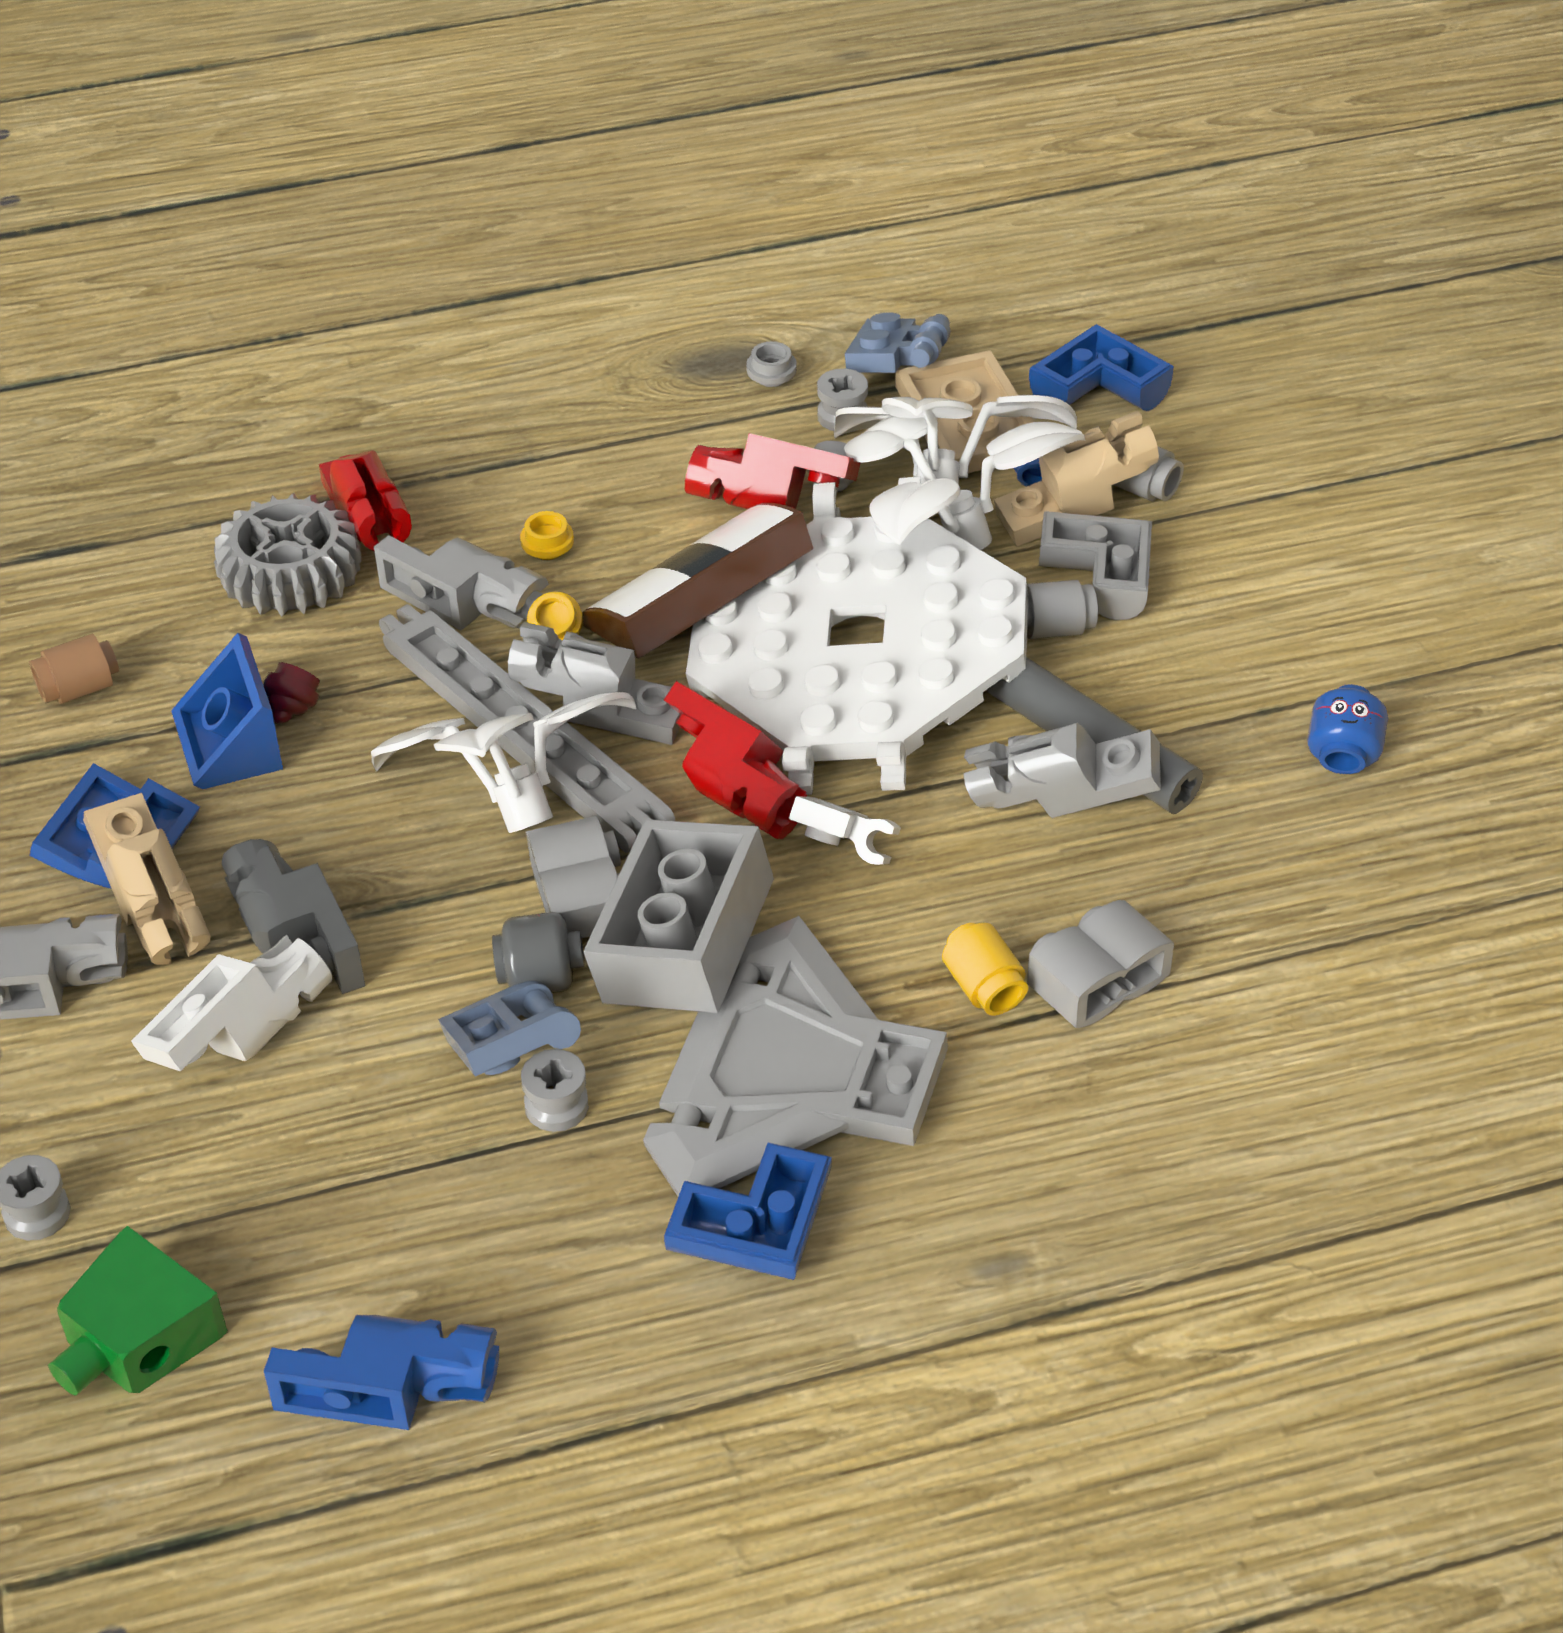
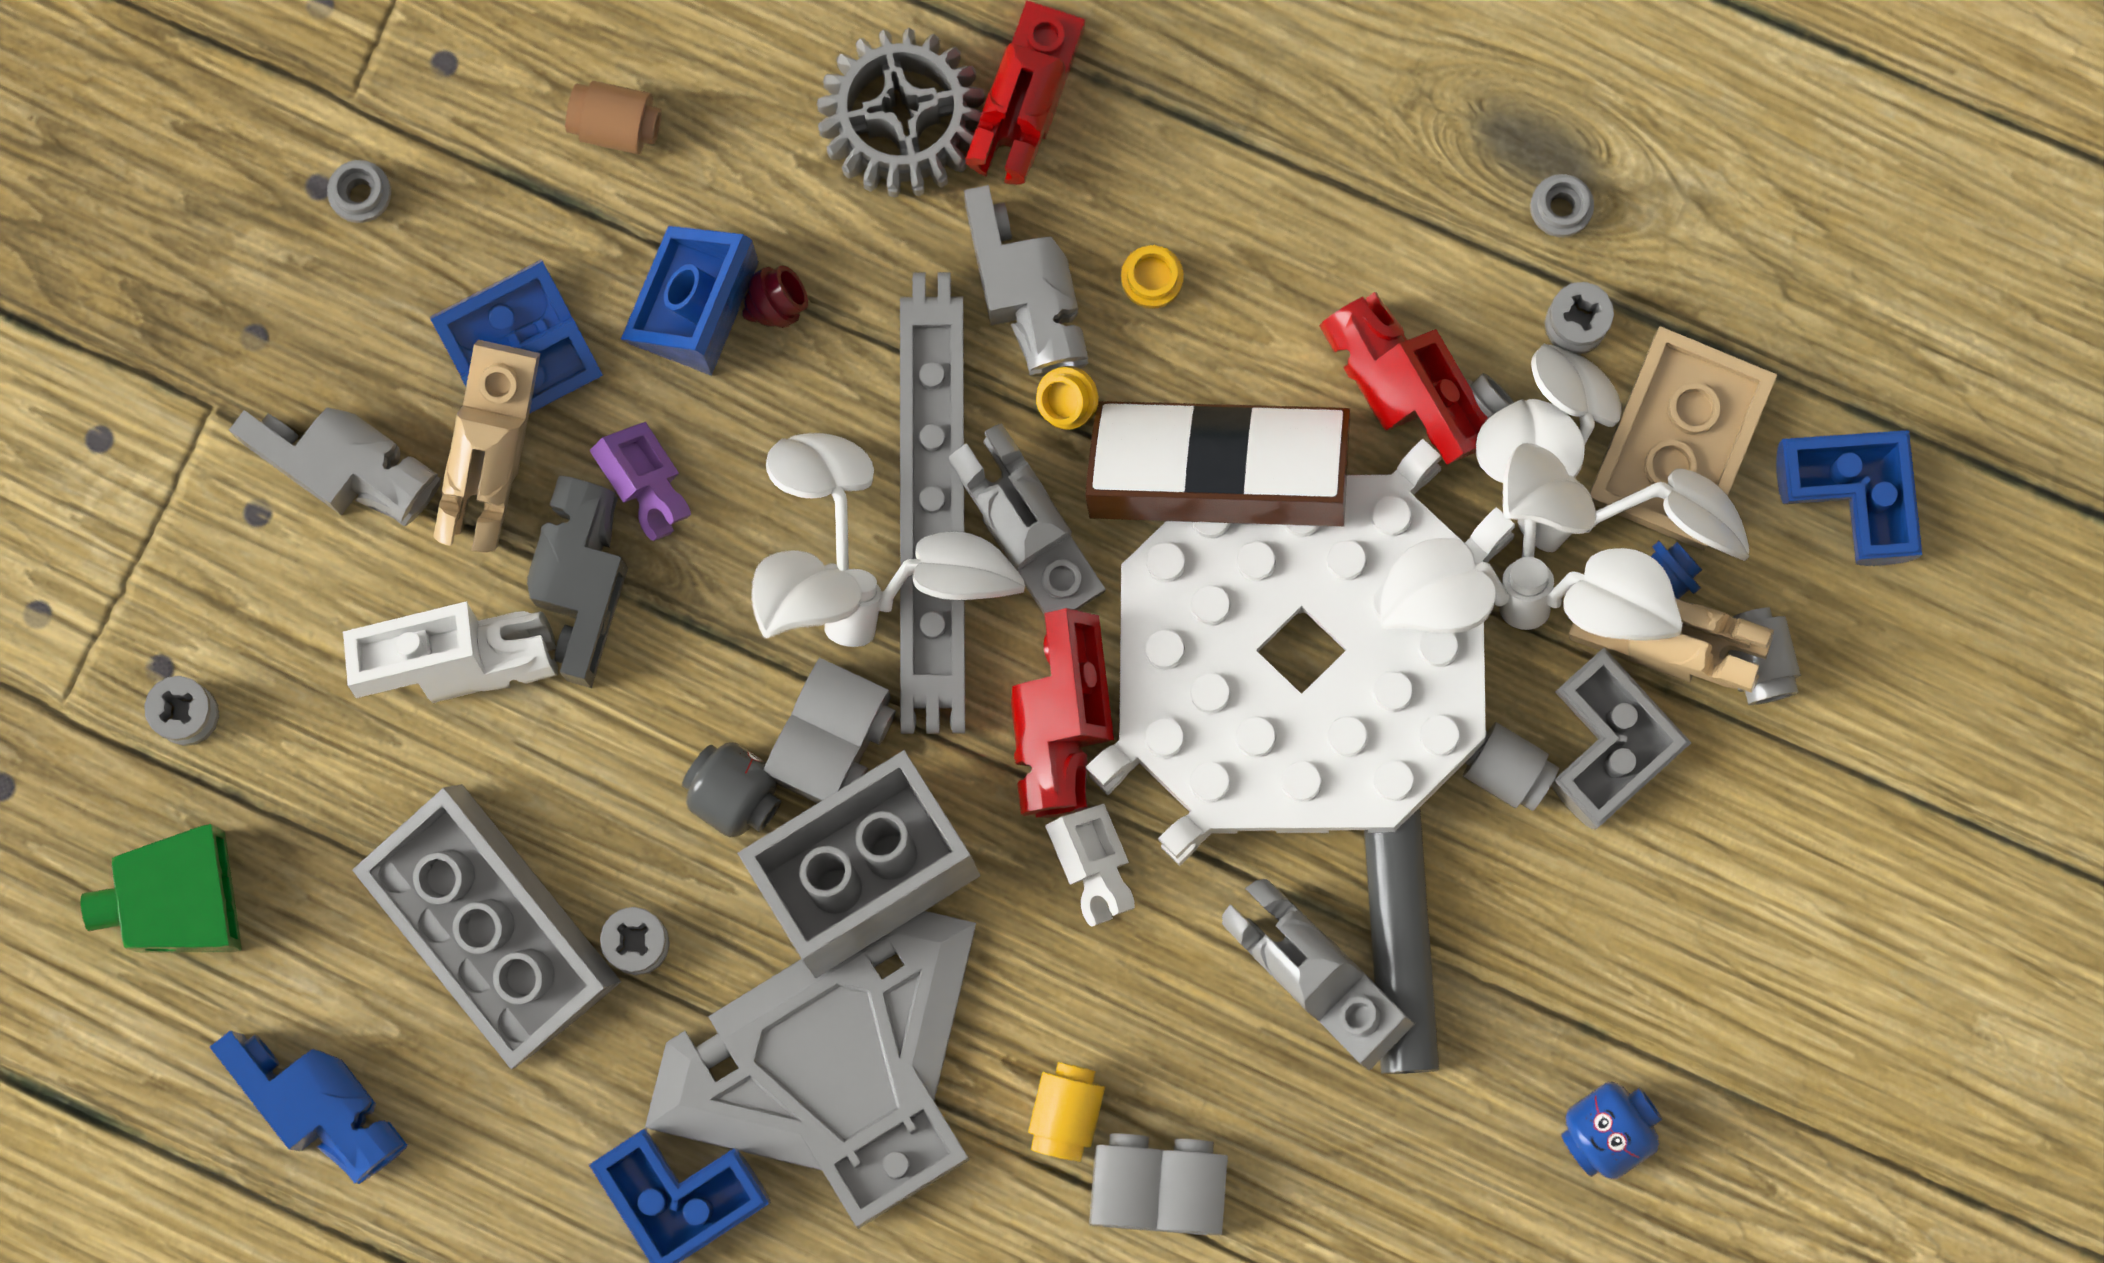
camera: 40 degrees right, 35 degrees up
(288, 831) = (643, 471): none -> medium lavender plate
(424, 1160) = (486, 925): none -> light grey slope
(493, 1038) = (618, 853): sand blue plate -> none
(894, 342) = (1687, 273): sand blue plate -> none

